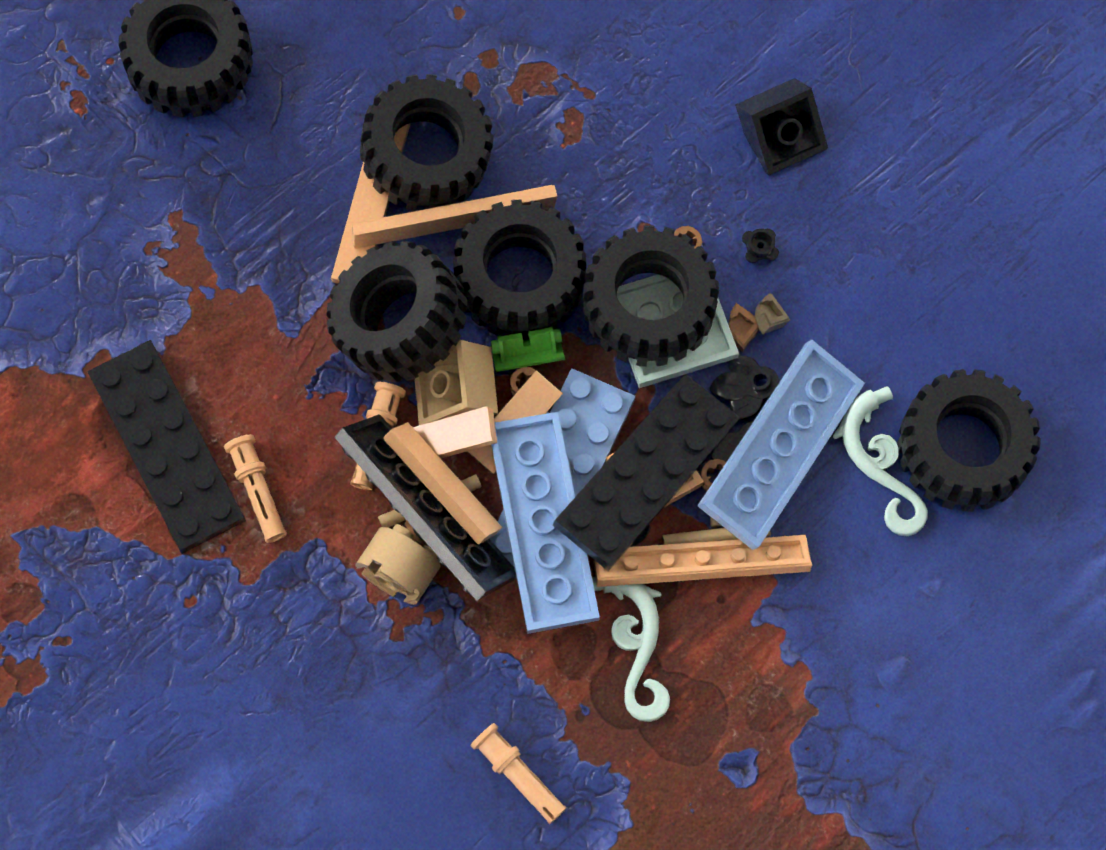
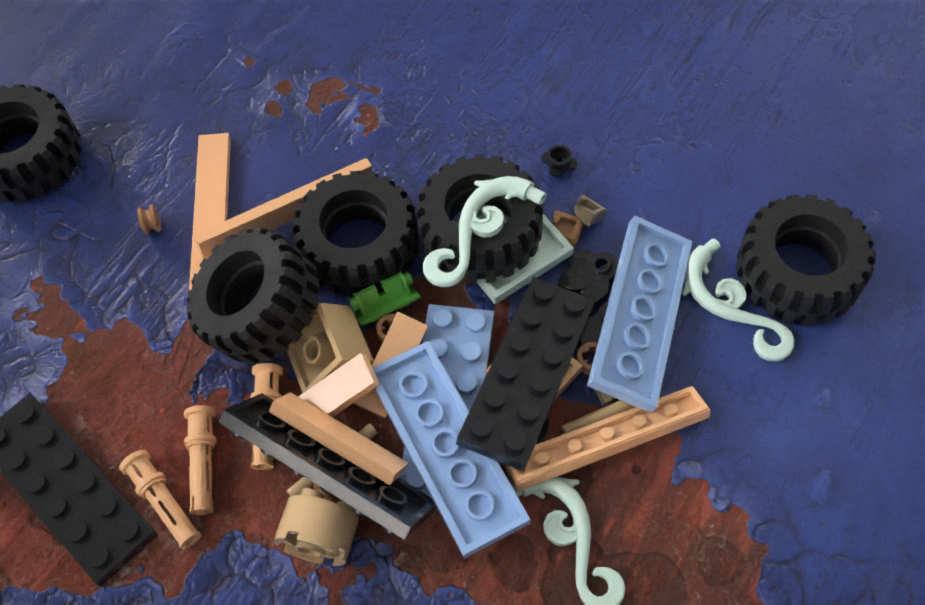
camera: 10 degrees left, 10 degrees down
(306, 444) = (200, 445): none -> light nougat pin
(307, 182) = (149, 219): none -> medium nougat bush
(434, 103) = (241, 124): black tyre -> none
(664, 275) = (486, 227): none -> light aqua plant
(782, 125) = (544, 65): black slope -> none

